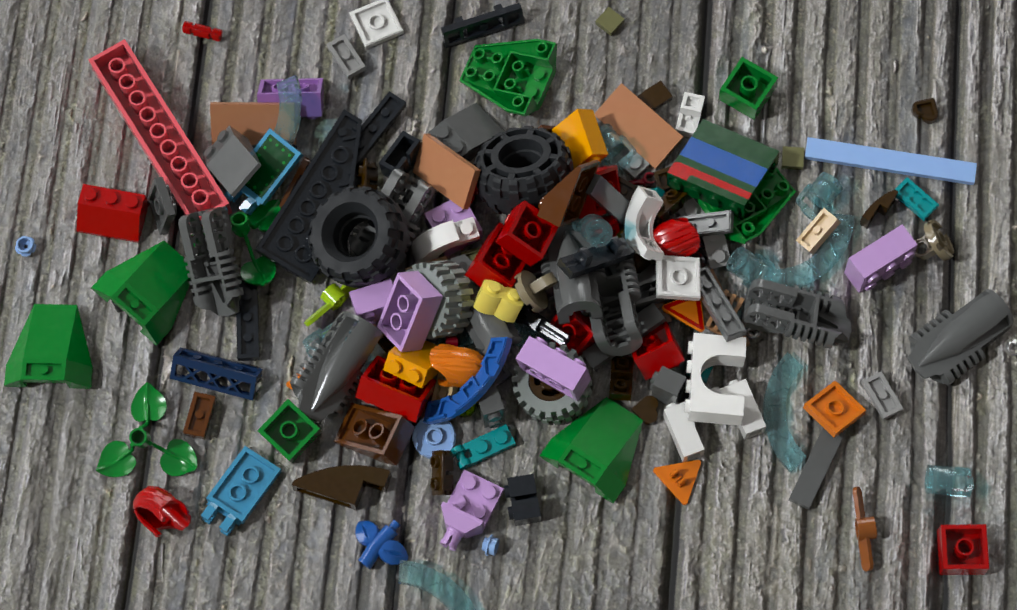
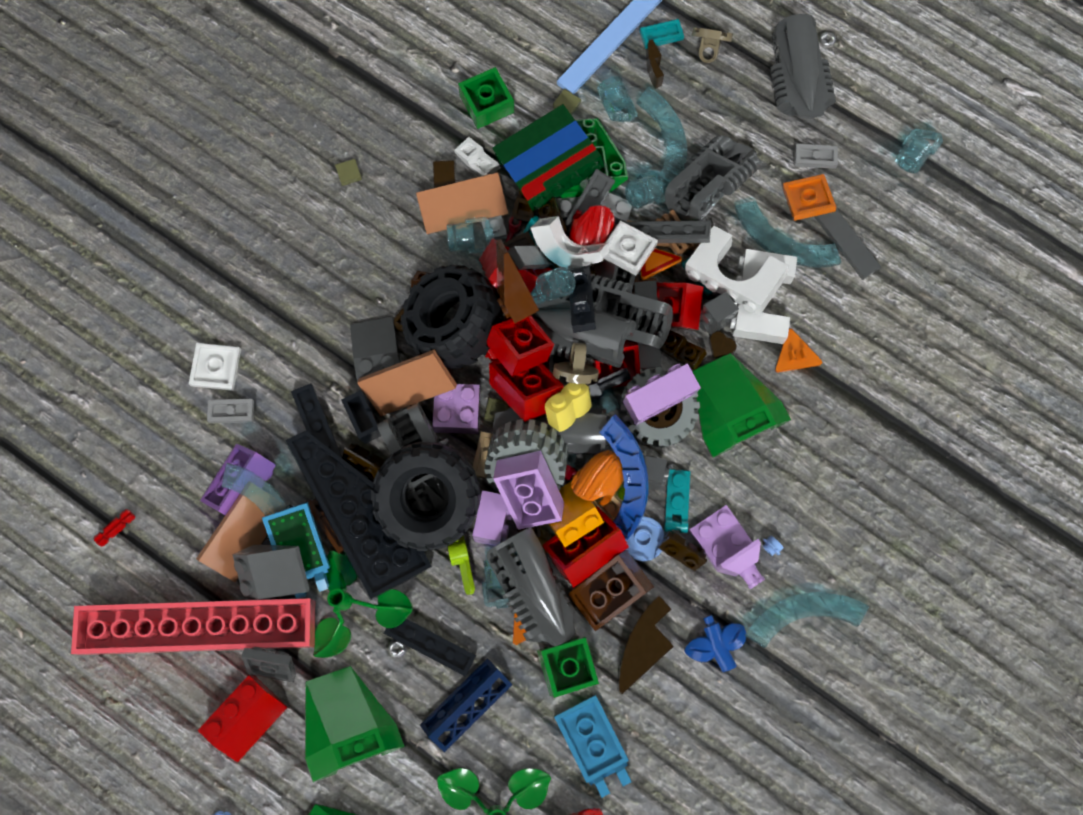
camera: 65 degrees left, 5 degrees up
(199, 415) = (499, 743): reddish brown plate -> none
(214, 267) = (363, 648): dark grey connector -> none
(443, 237) = (471, 421): white arch -> none
(482, 25) = (281, 276): black hinge -> none
(512, 73) = (344, 278): green wedge -> none
(523, 499) = (743, 493): black piece -> none
(582, 137) = (447, 249): light orange brick -> none
(818, 231) = (647, 119): tan plate -> none
(865, 530) = (924, 236): dark orange piece -> none
(881, 259) = (703, 85): lavender brick -> none
(963, 549) = (983, 171): red brick -> none

